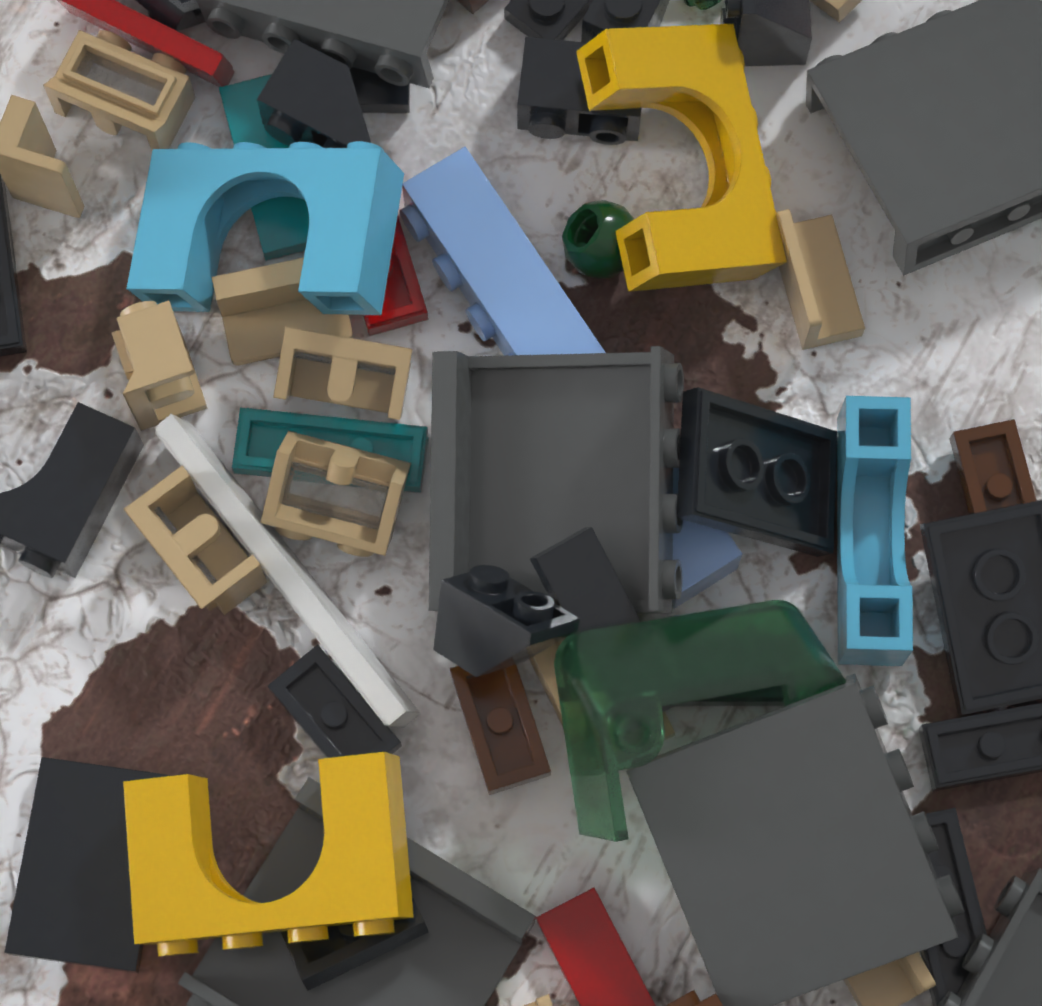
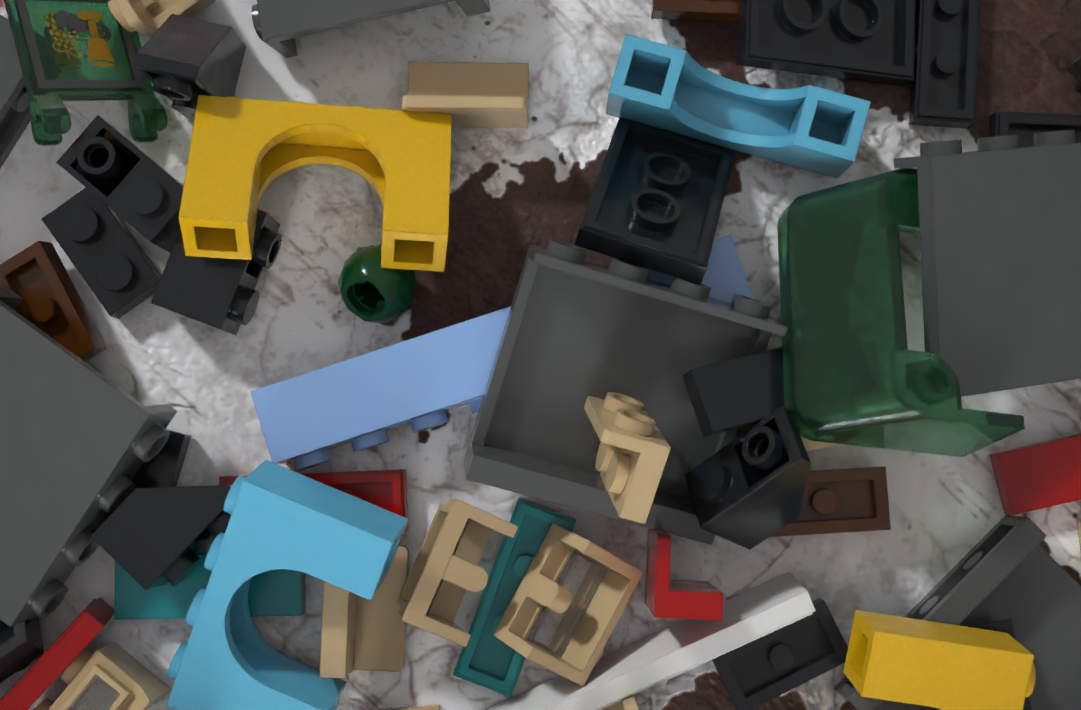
camera: 70 degrees left, 10 degrees up
(381, 566) = (676, 597): none -> red panel
(516, 492) = (629, 453): none -> tan bracket

